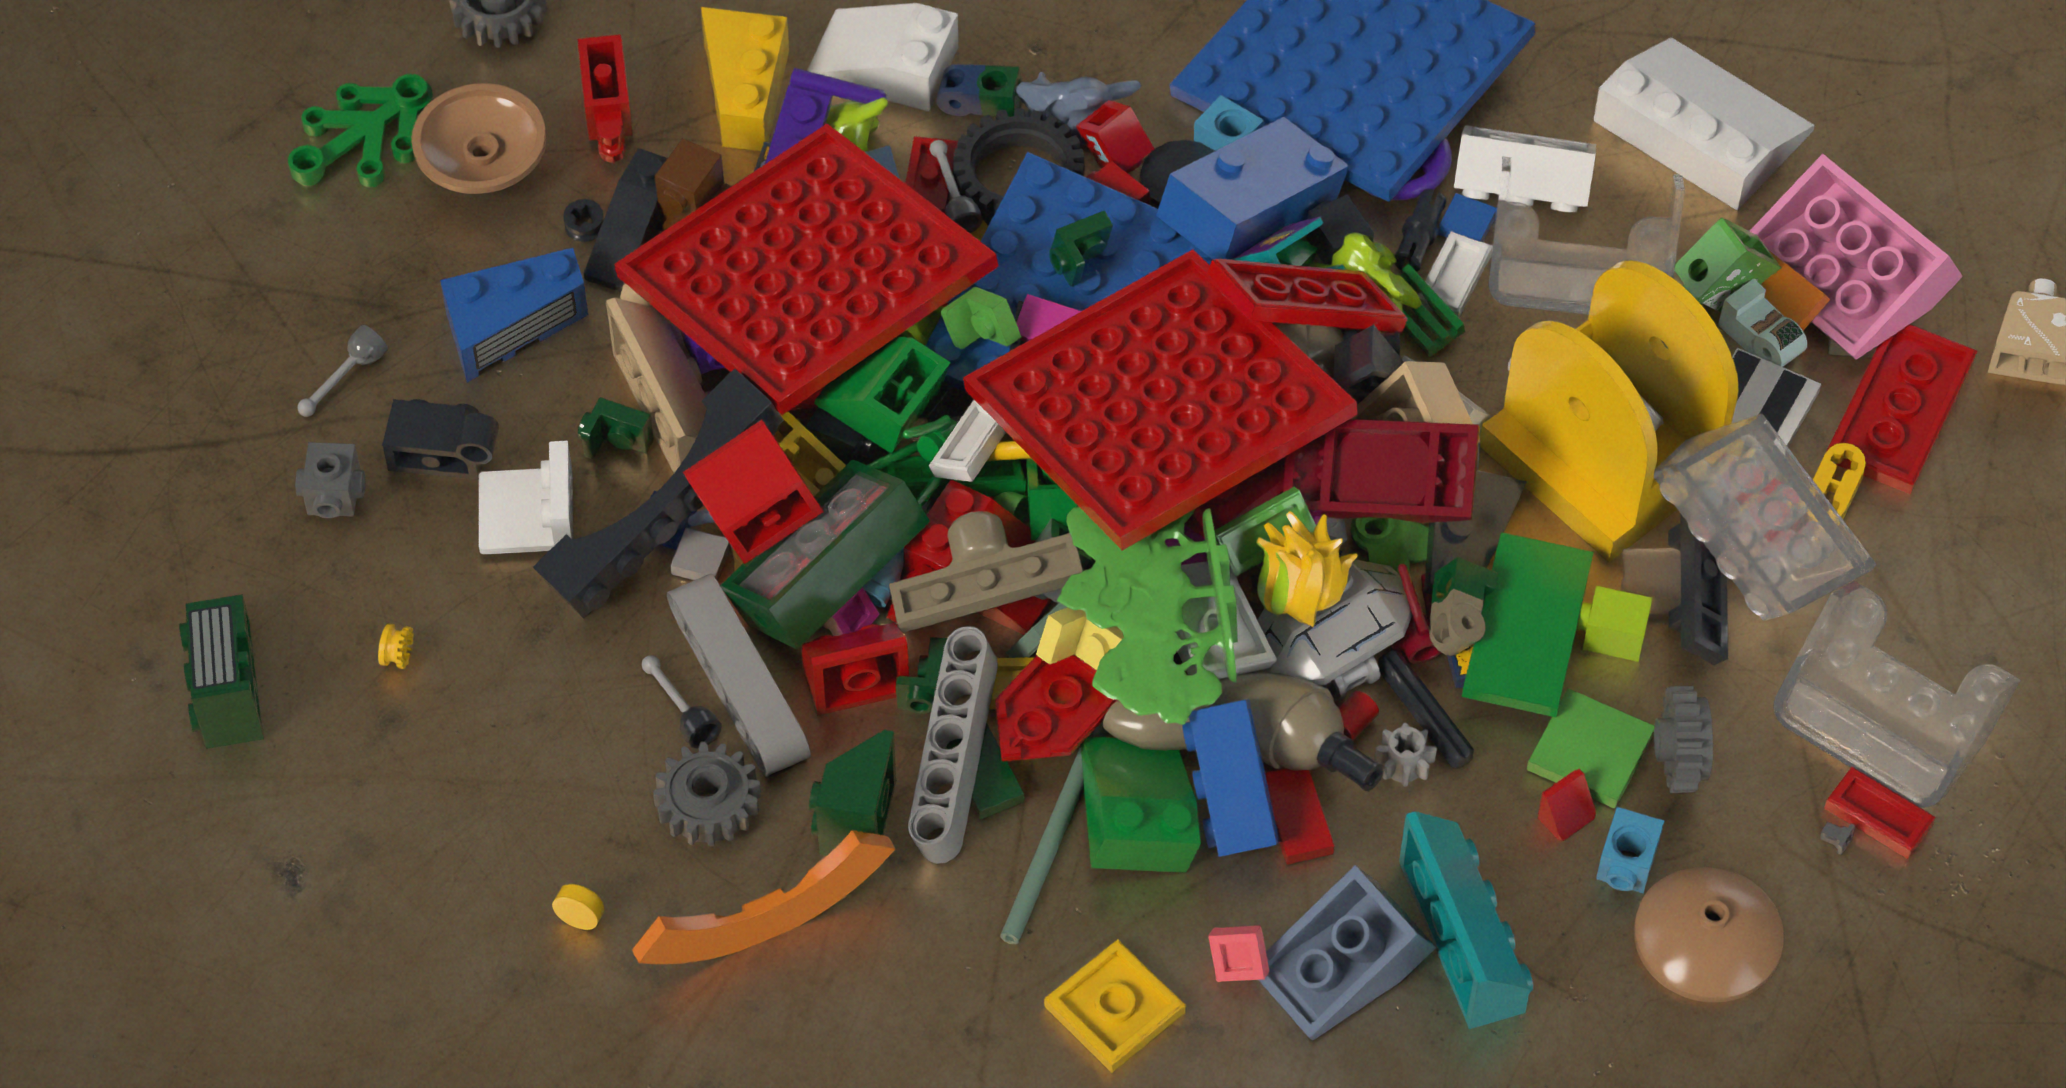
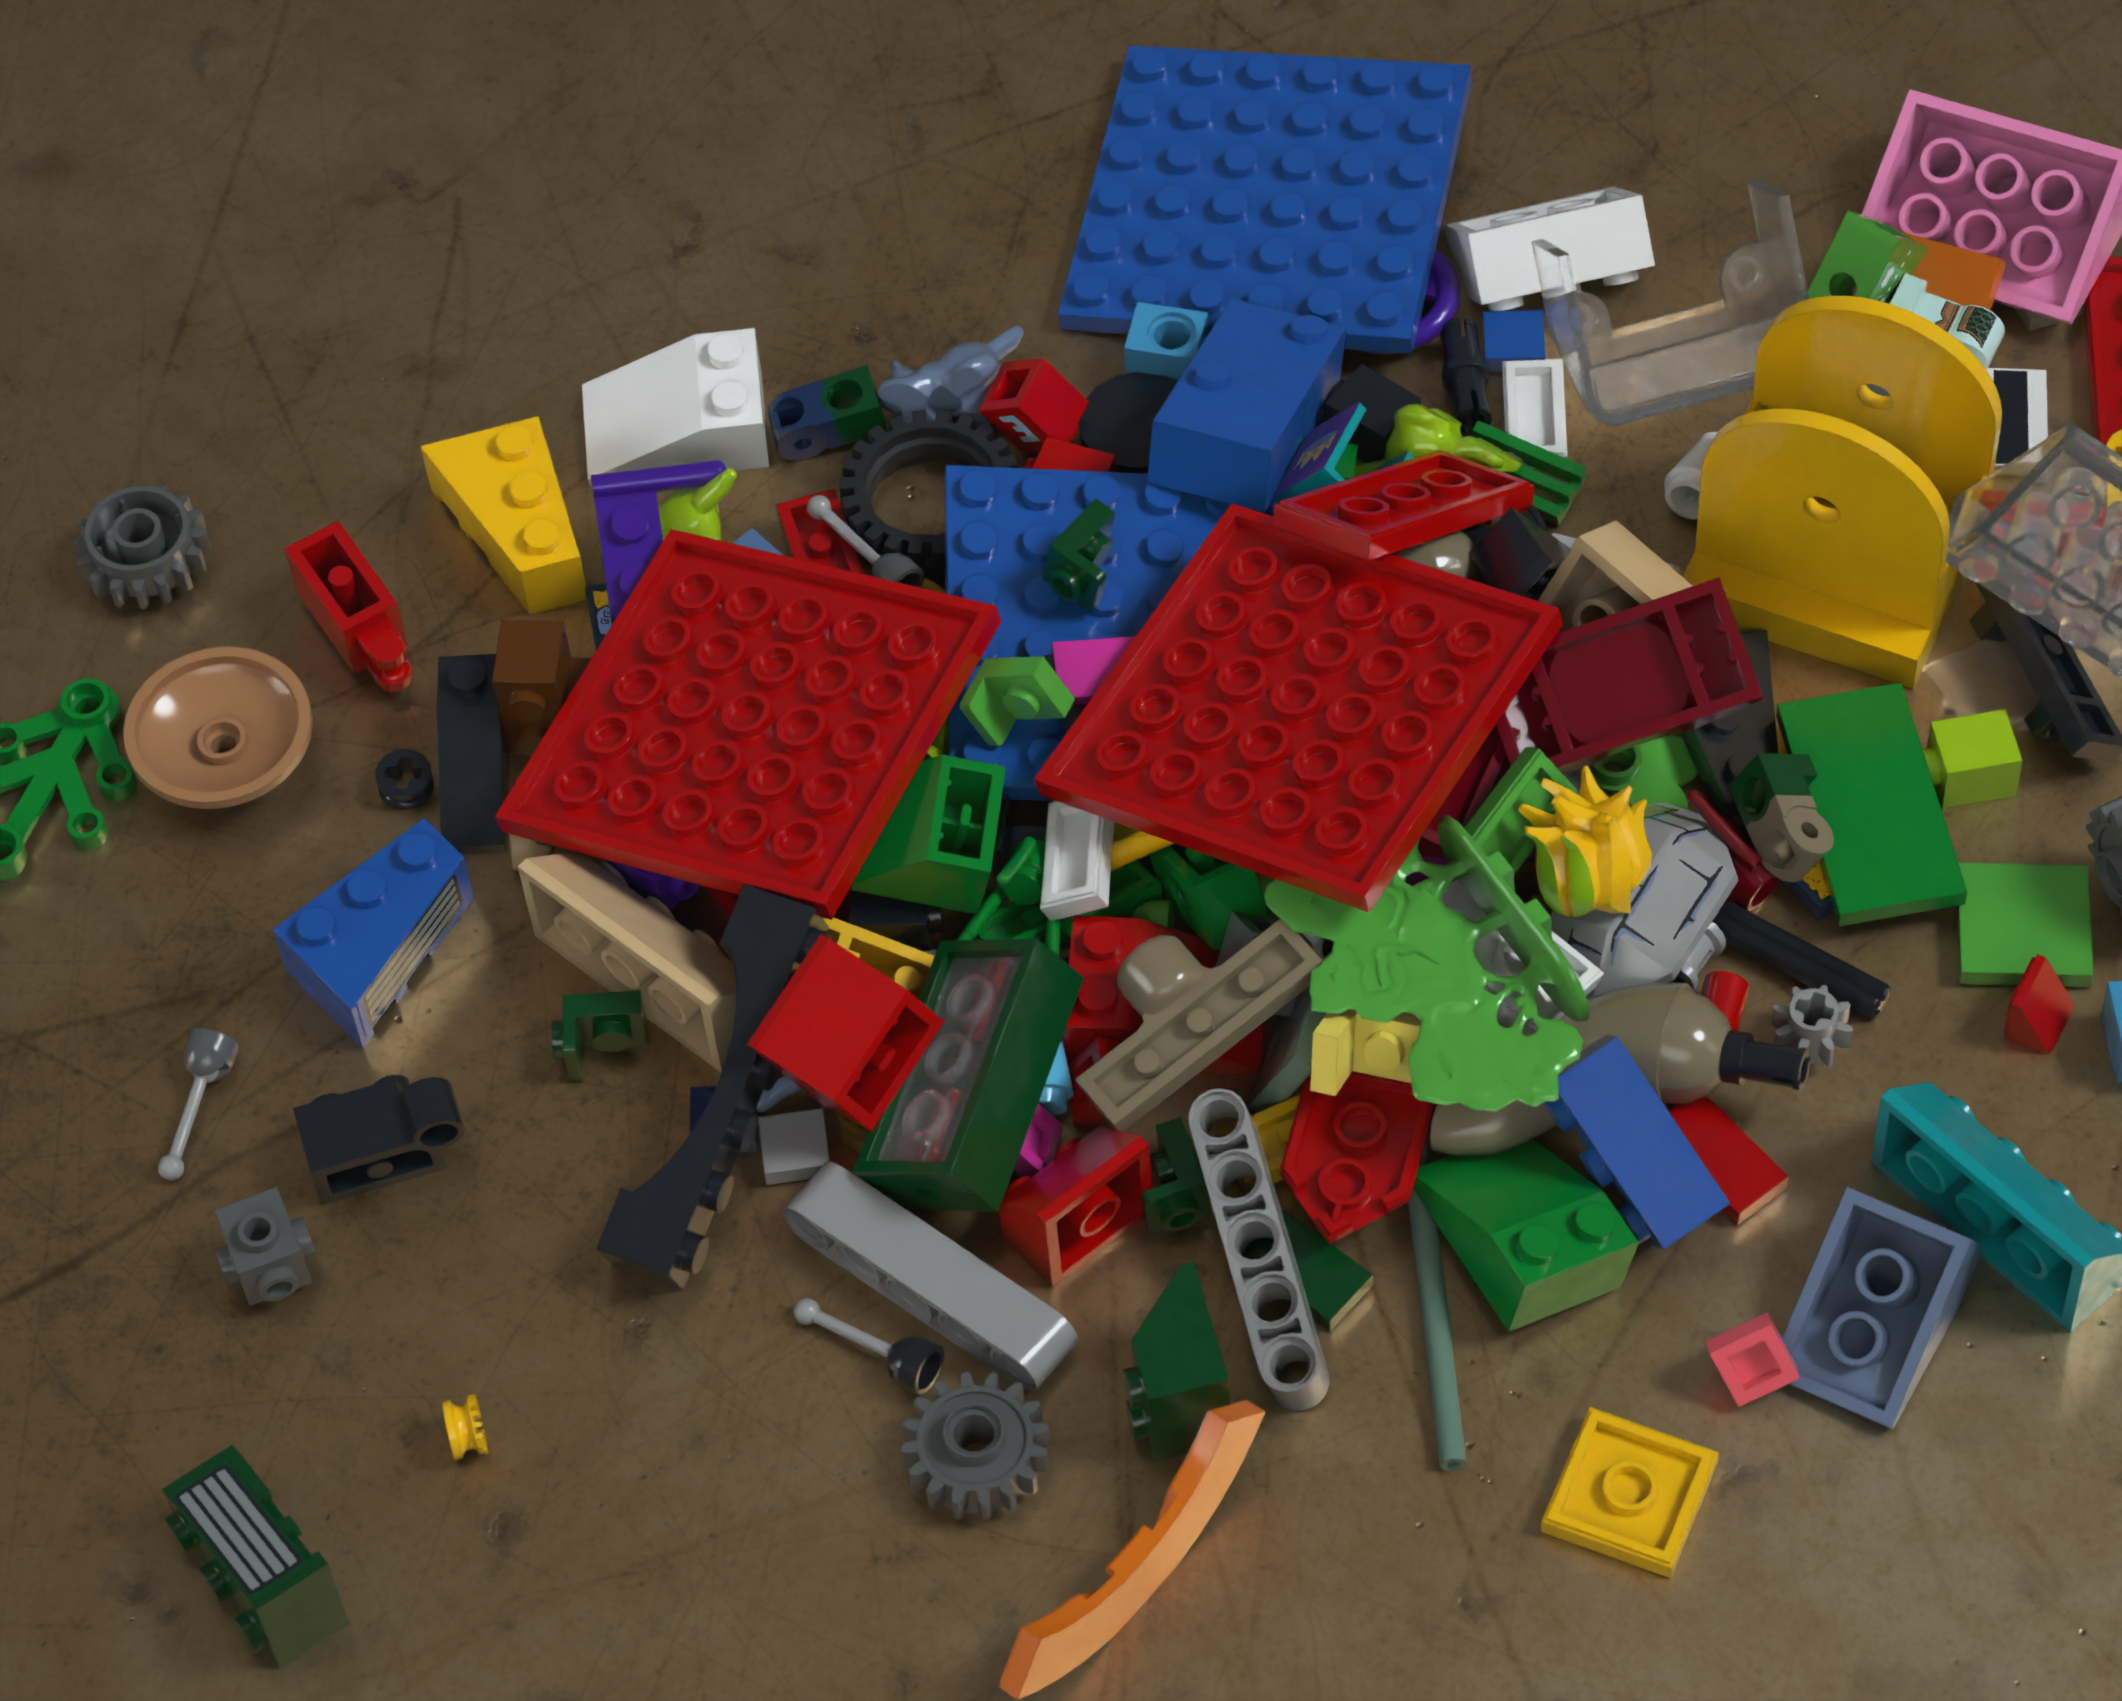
camera: 20 degrees left, 0 degrees up
(527, 506) = (539, 1173): white bracket -> none
(578, 906) = (890, 1661): yellow tile -> none
(1699, 120) = (1723, 110): white slope -> none

